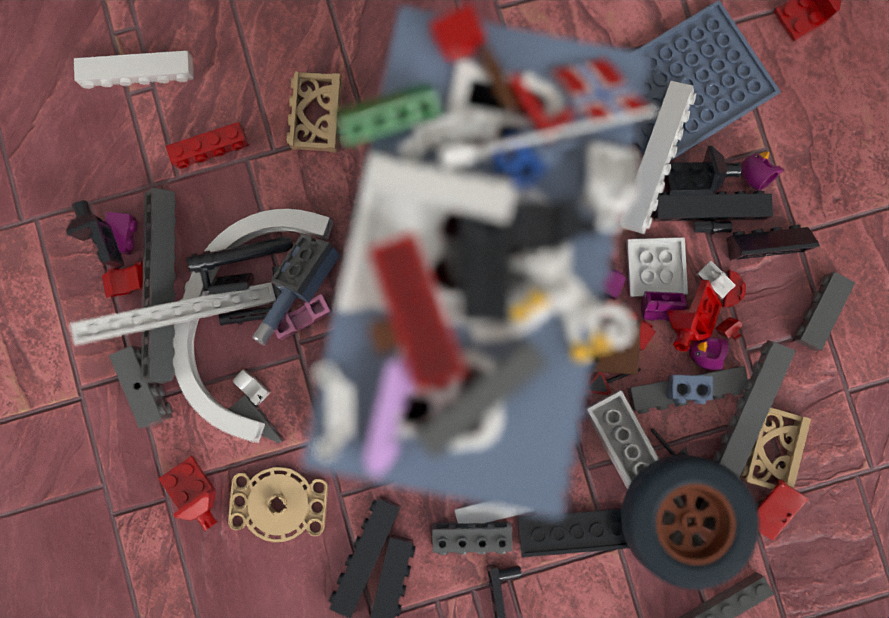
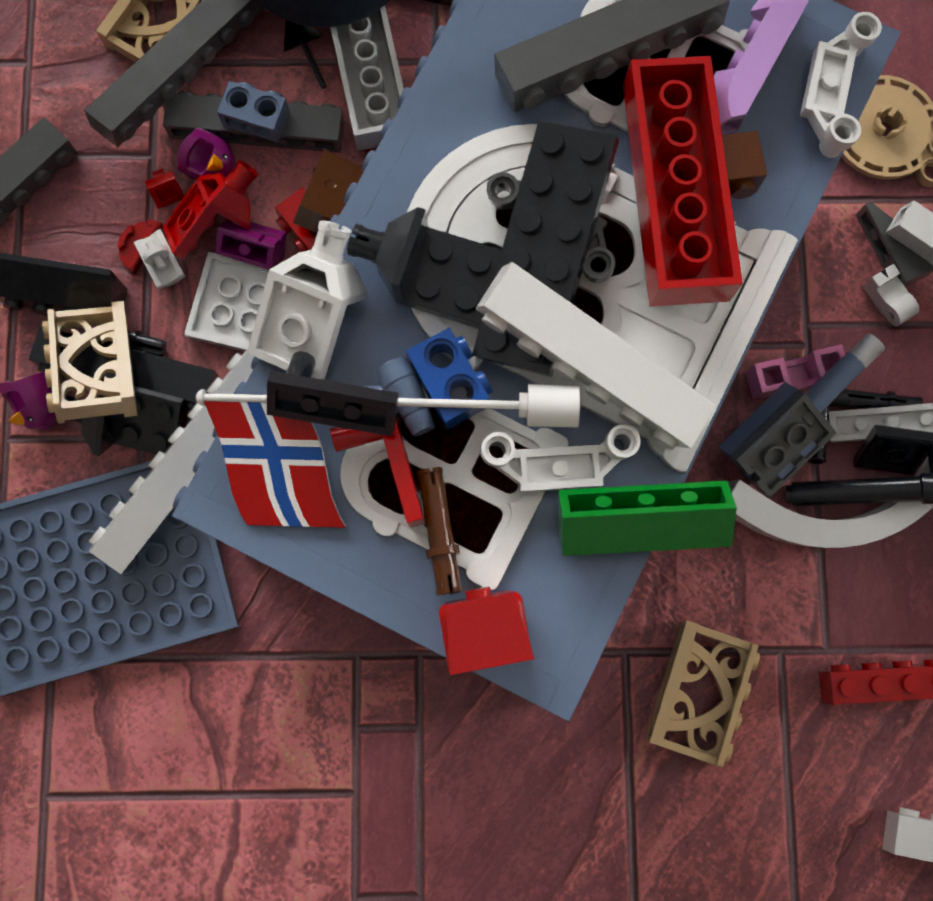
camera: 165 degrees left, 5 degrees down
(573, 303) = (430, 139): white animal -> none
(600, 119) = (329, 402): none -> black piece
(708, 186) = (112, 327): none -> tan fence

